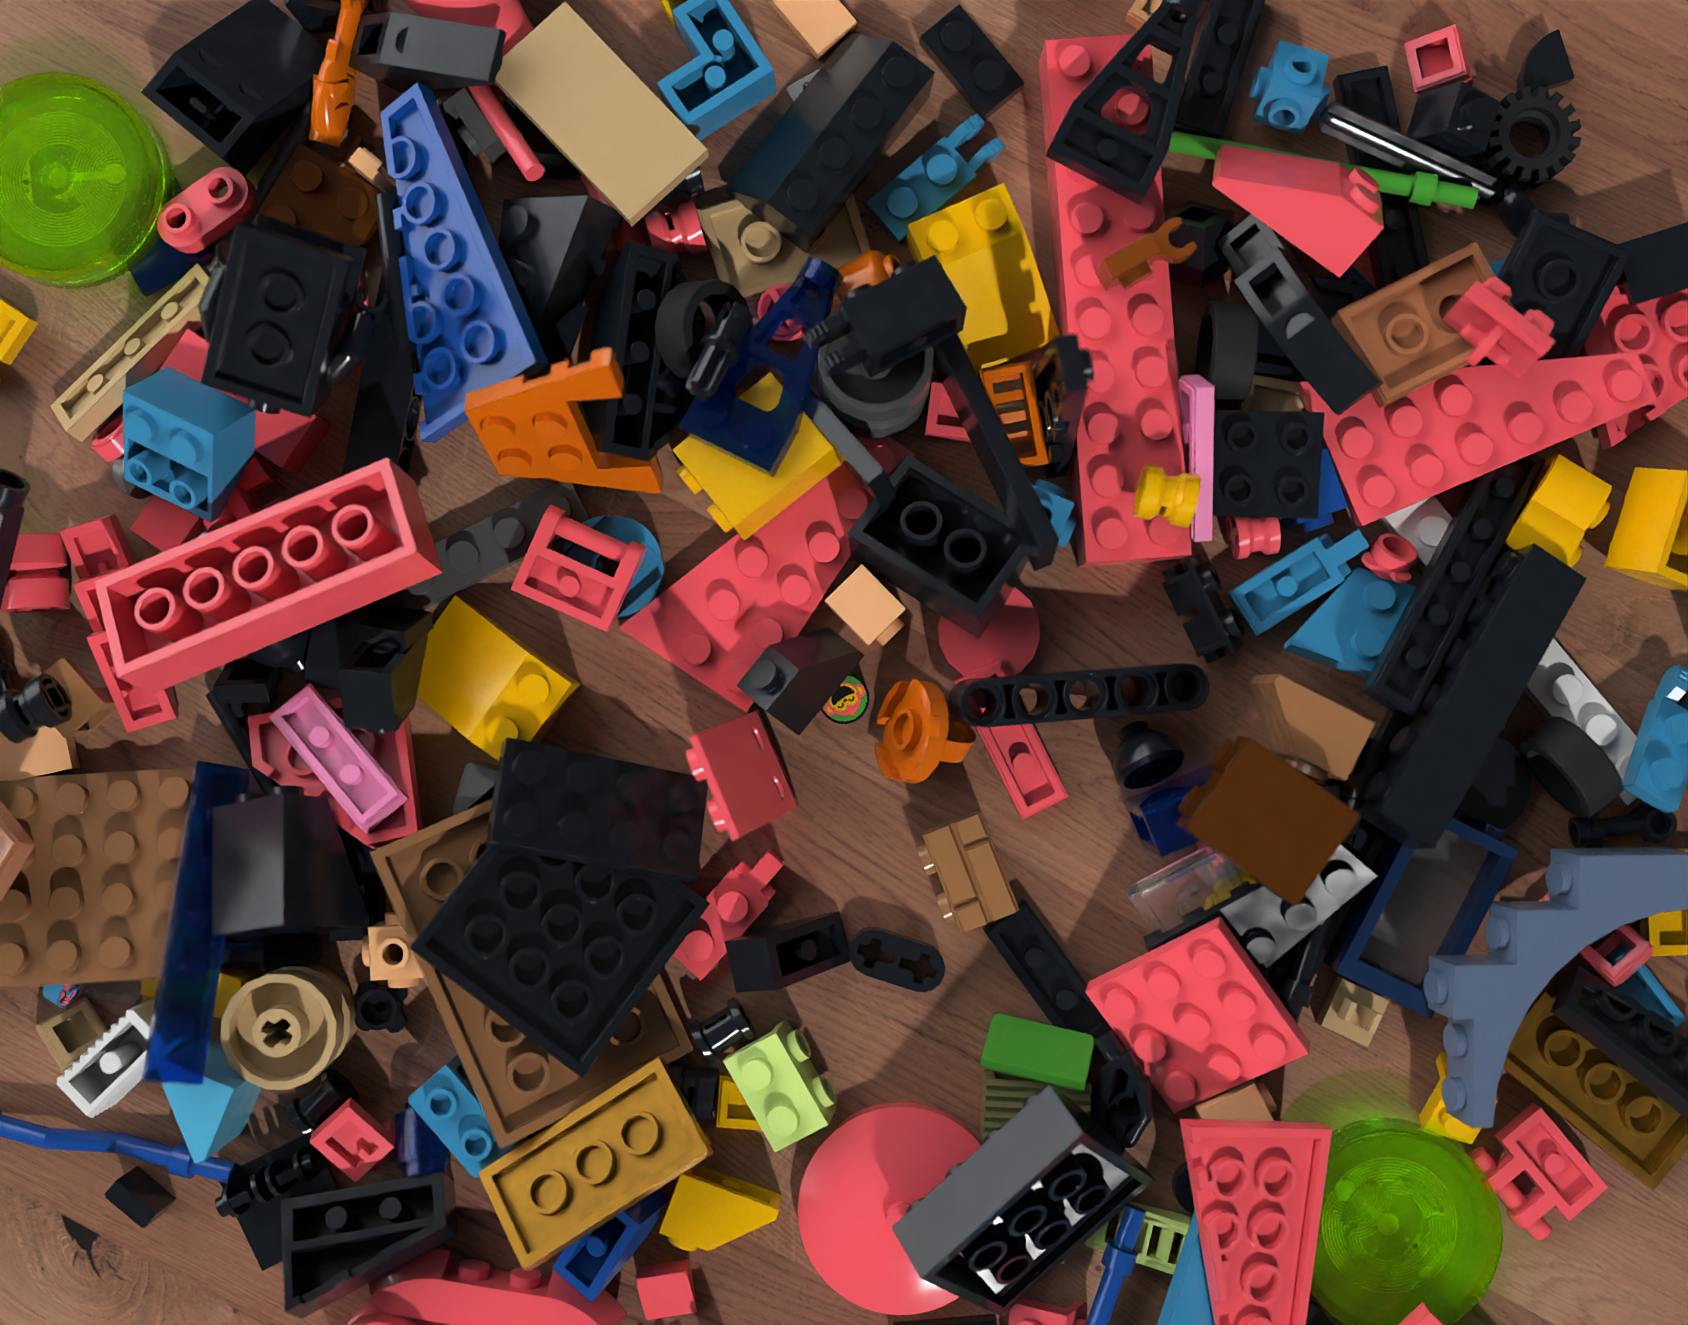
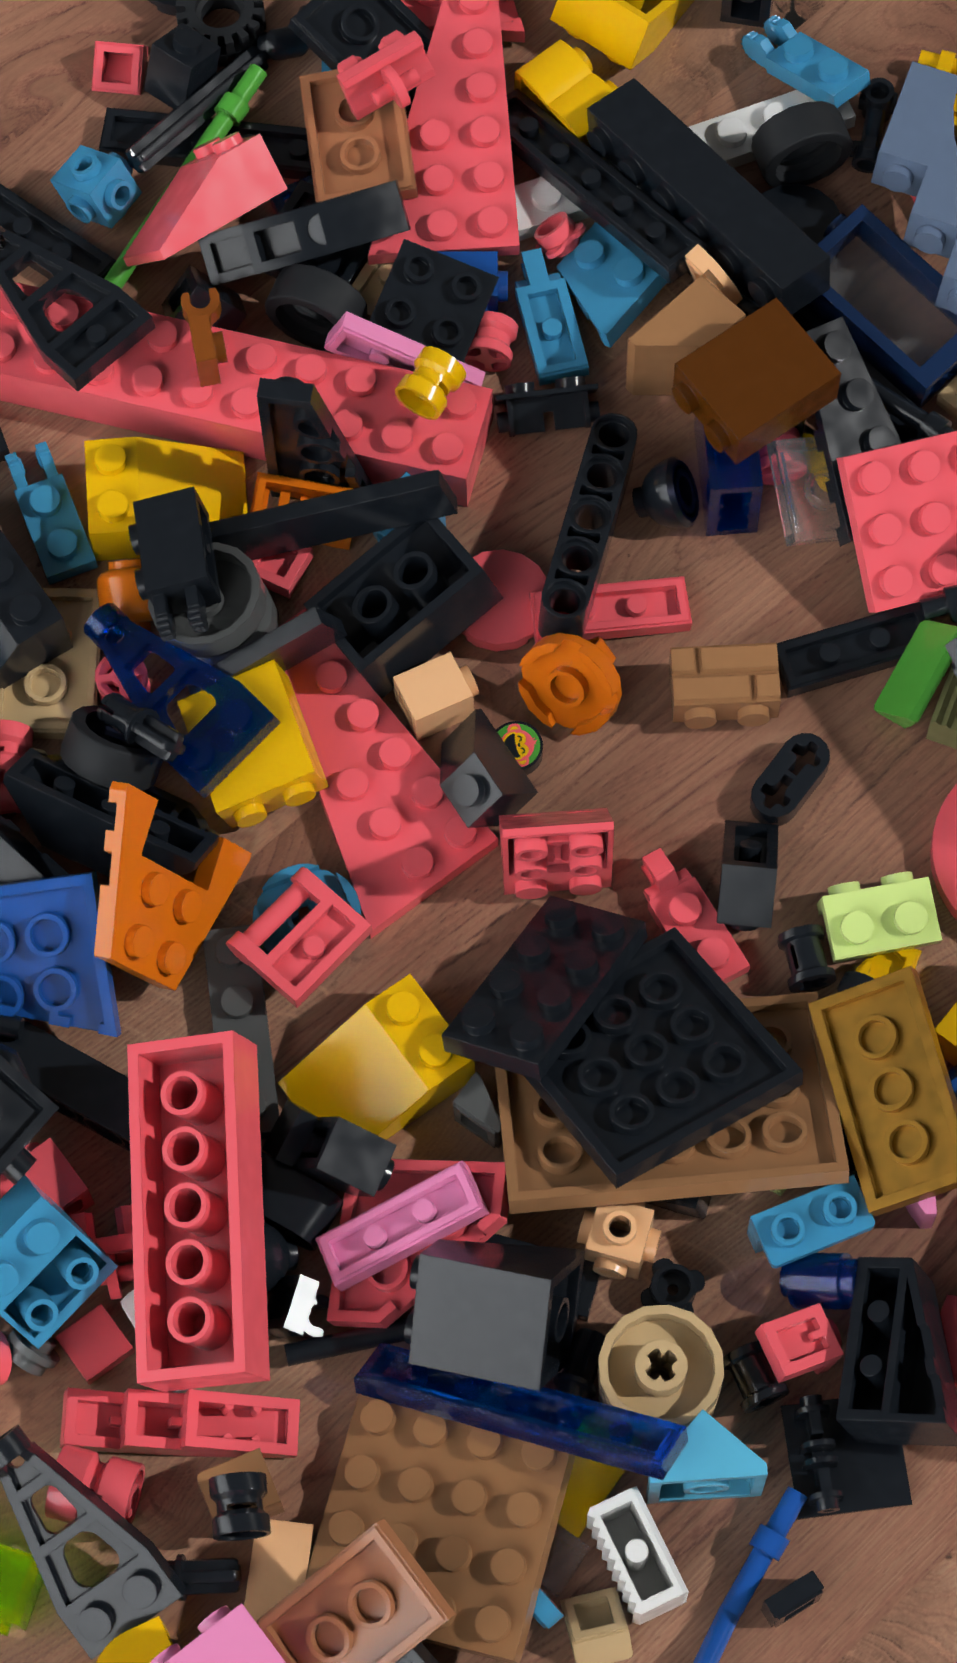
camera: 75 degrees left, 20 degrees down
(1386, 724) = (703, 264): none -> light nougat tile

